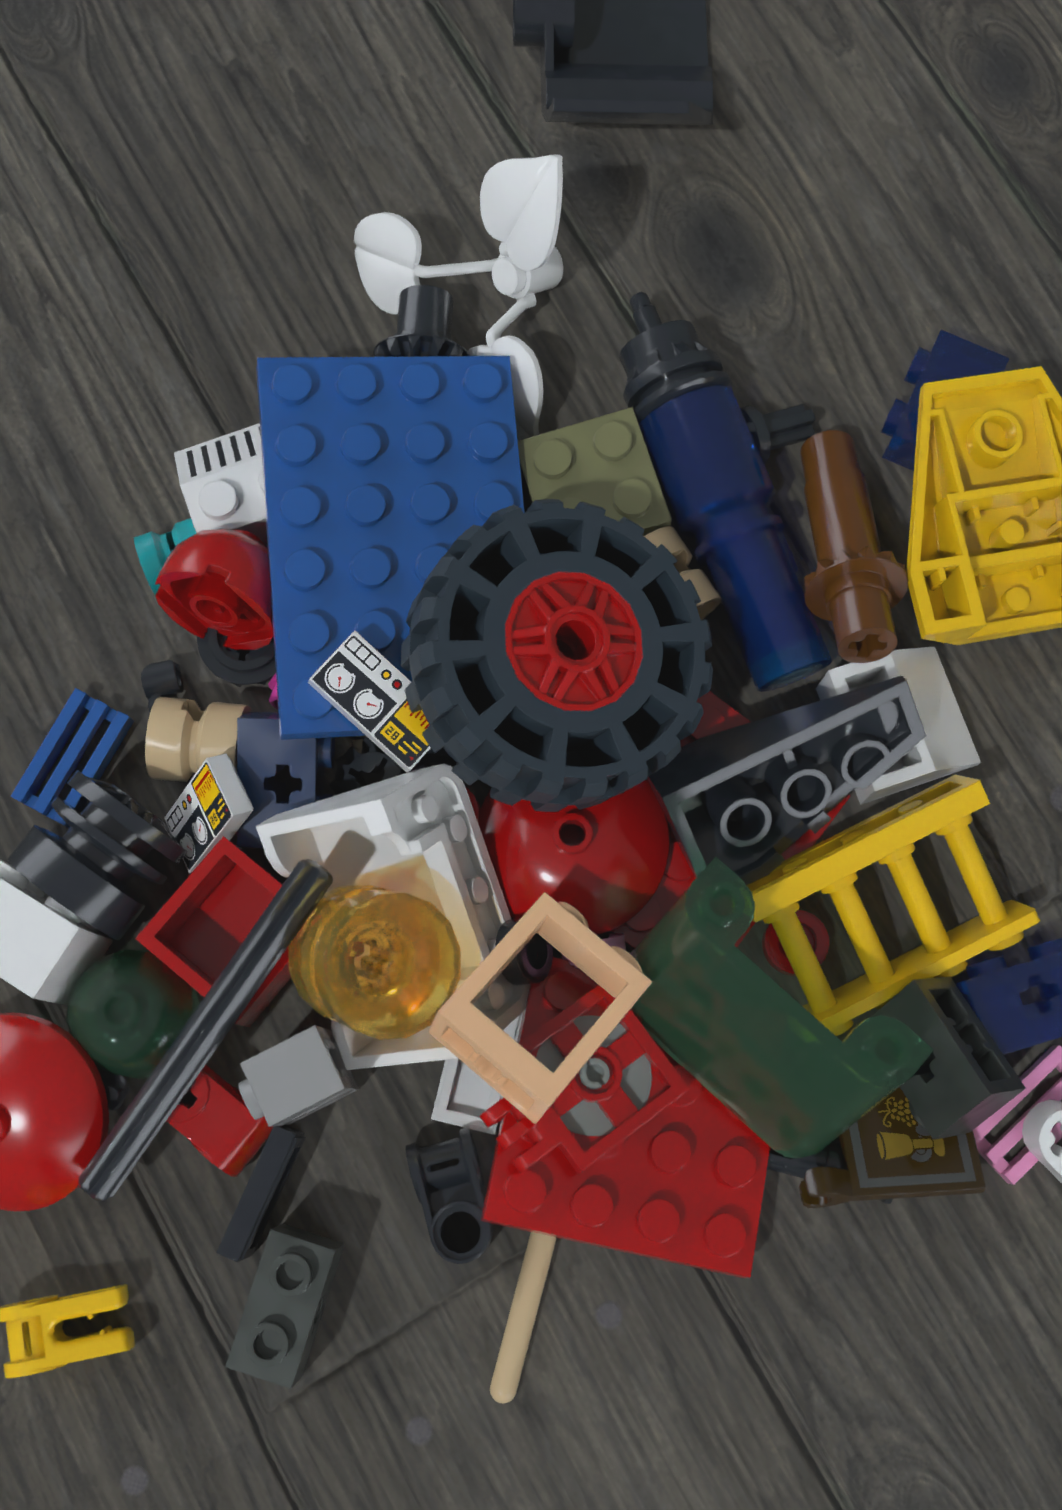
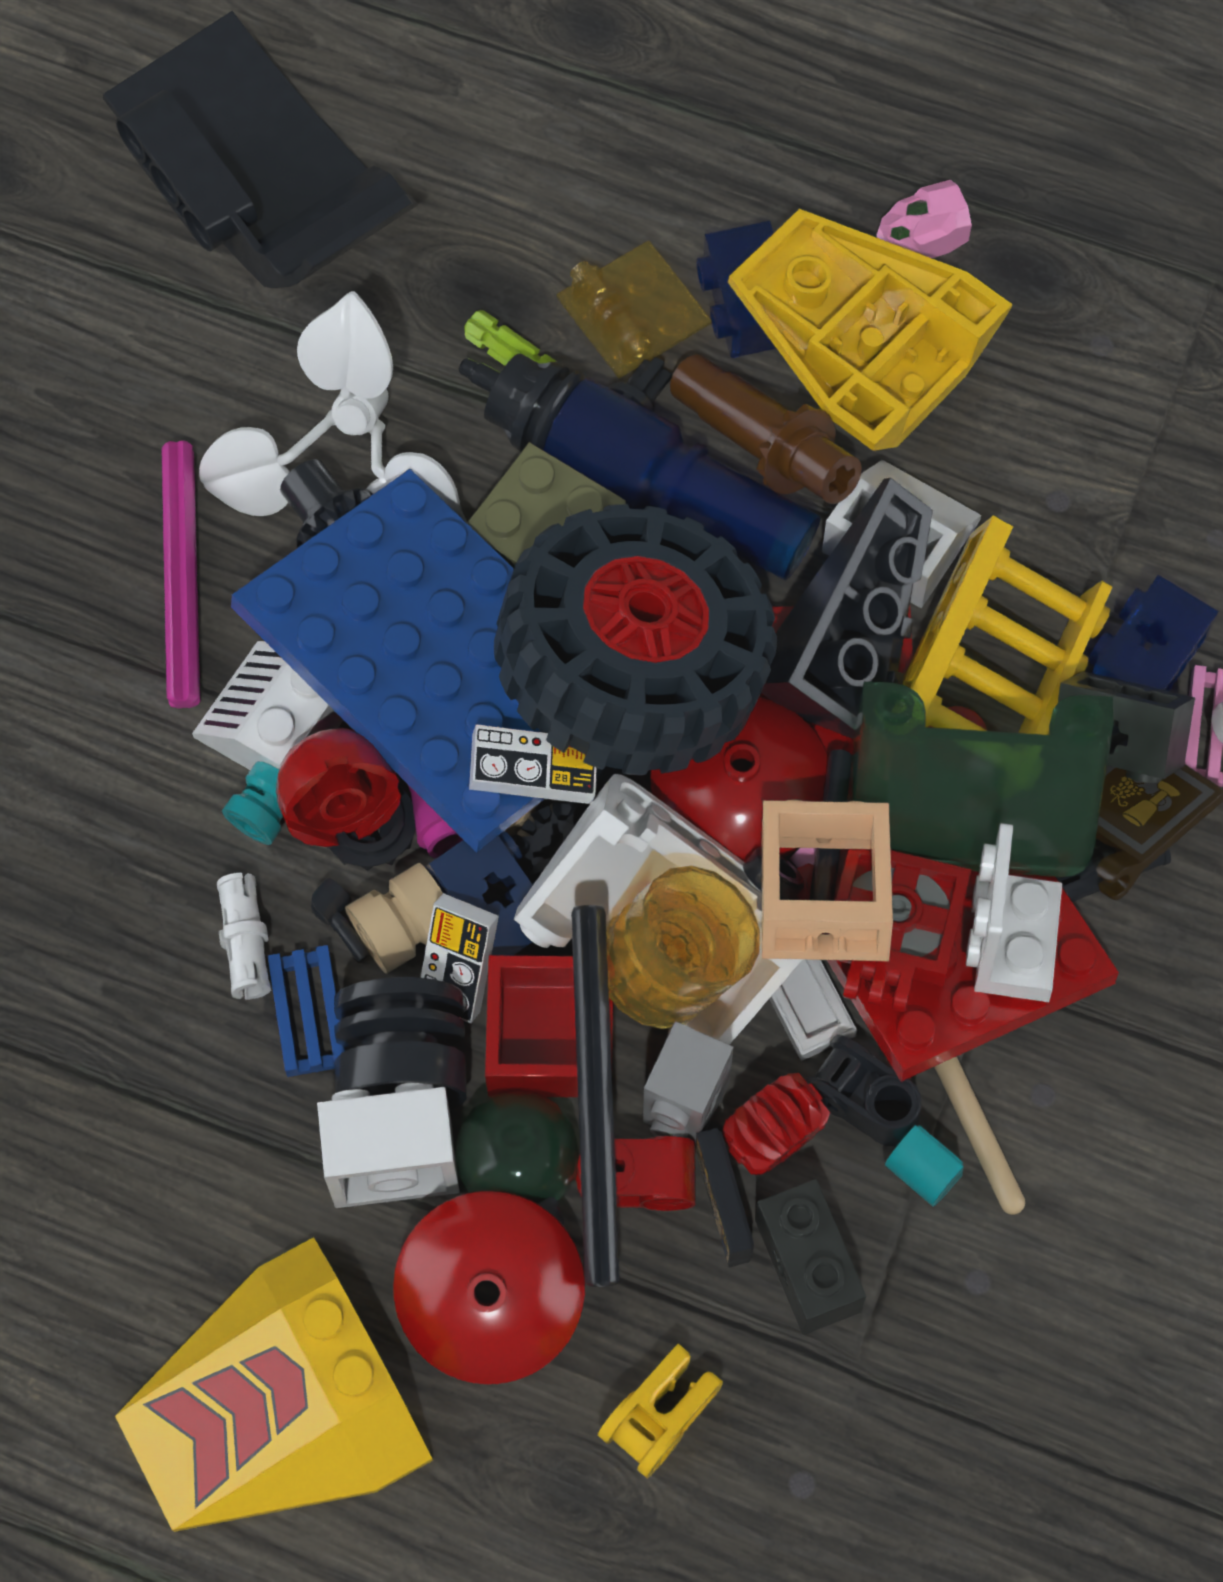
camera: 40 degrees left, 10 degrees down
(70, 656) = (243, 936): none -> white pin
(271, 310) = (180, 575): none -> dark pink axle
(349, 1168) = (775, 1123): none -> red gear
(451, 1303) = (925, 1165): none -> teal brick
(620, 934) = (827, 860): none -> black bar
(682, 1180) = (1012, 927): none -> white bracket
(696, 304) = (502, 341): none -> lime axle
(831, 351) = (632, 308): none -> clear yellow hinge

